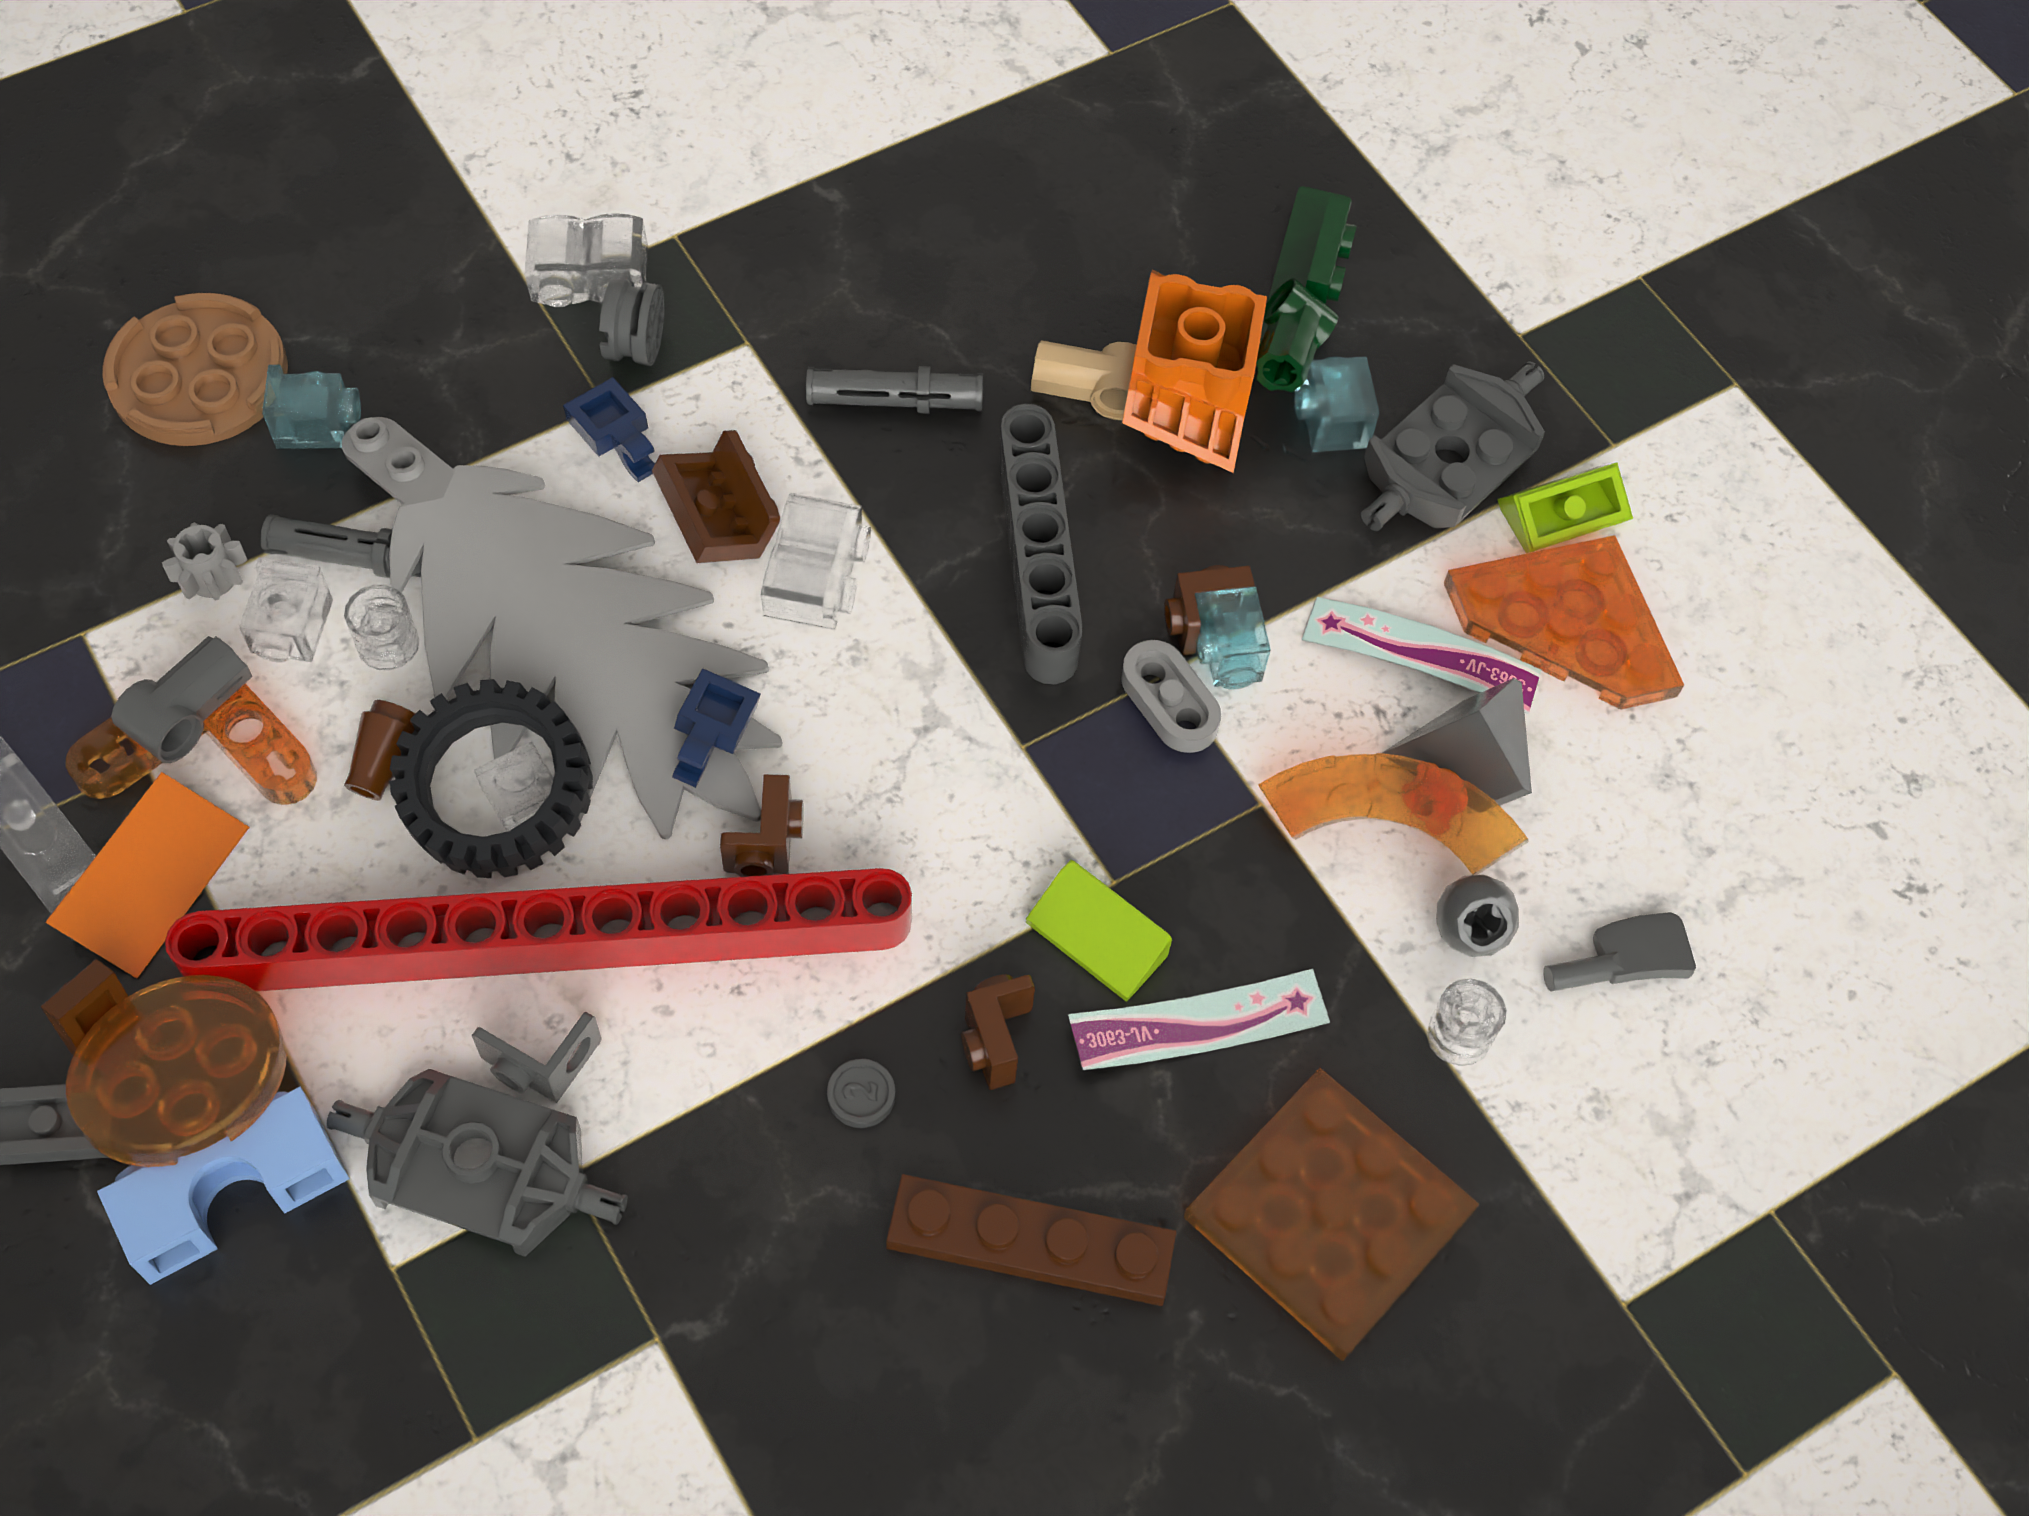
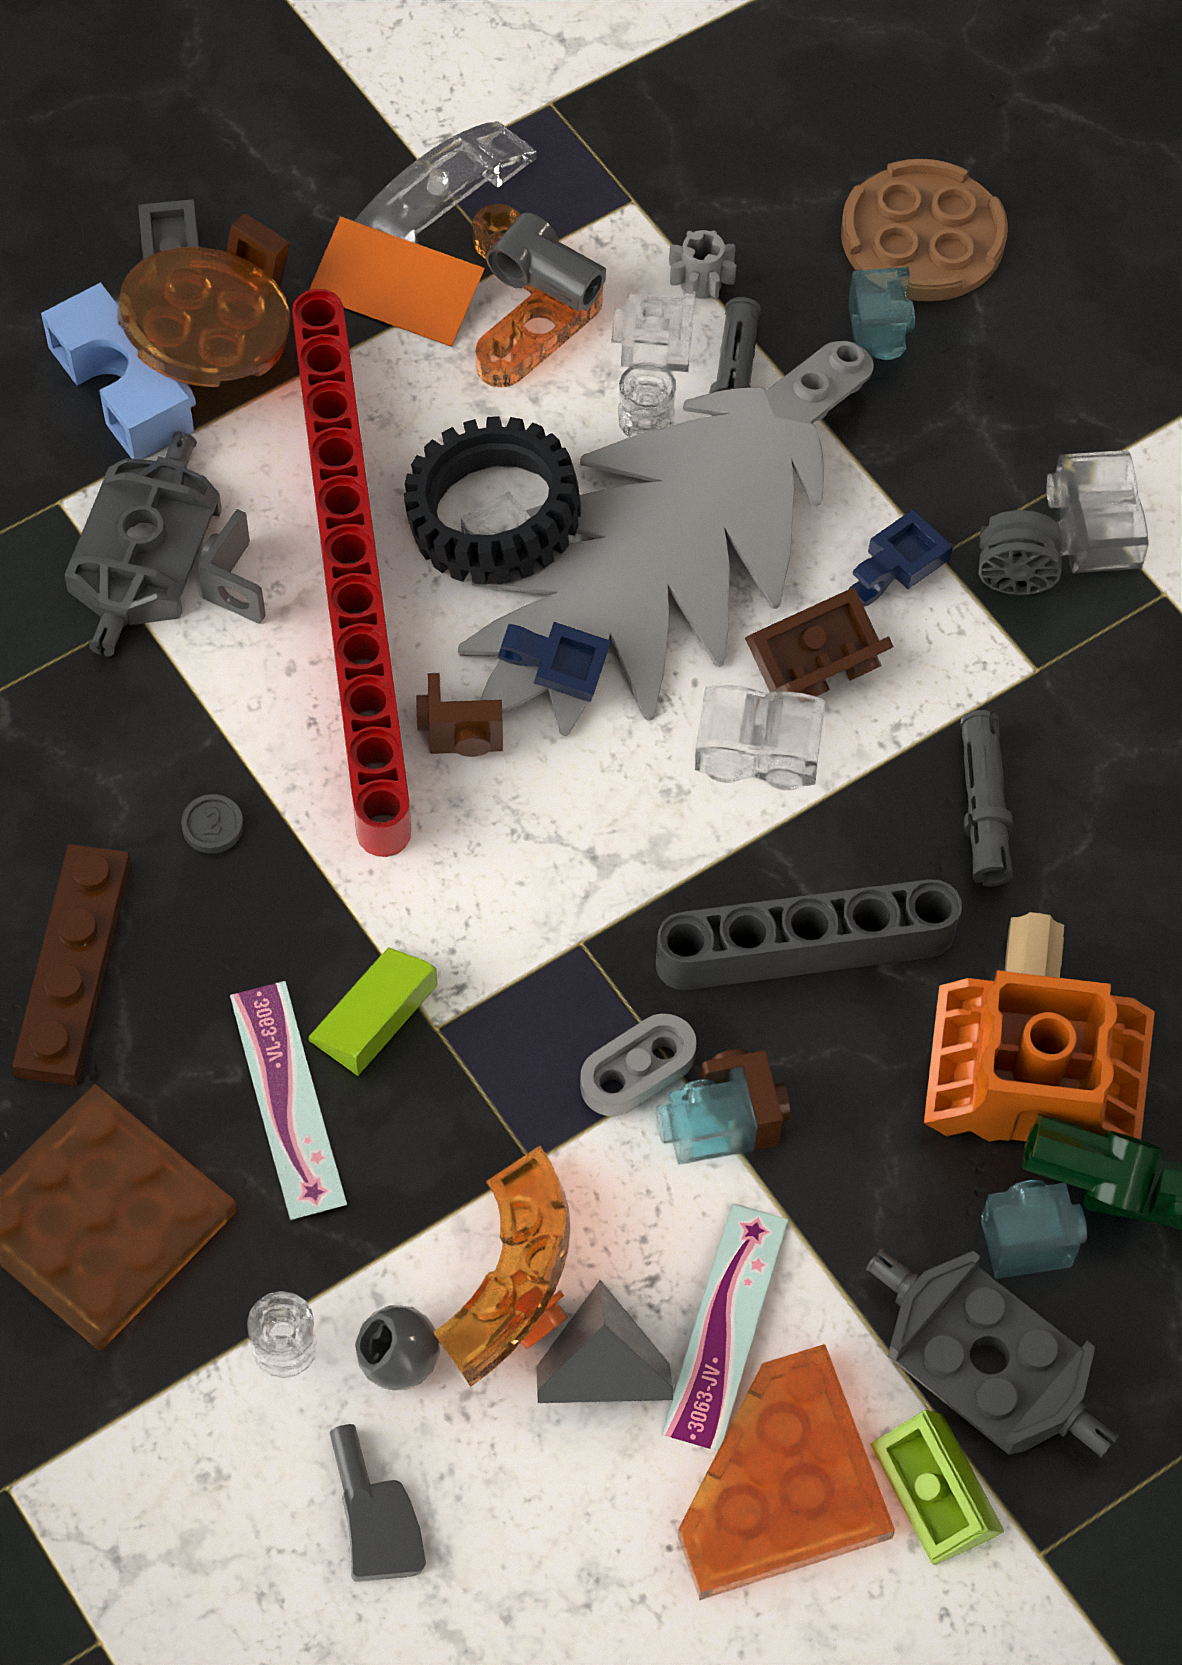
camera: 90 degrees right, 0 degrees up
(374, 748) = (535, 409): reddish brown cone -> none
(988, 1038) = (263, 911): reddish brown bracket -> none

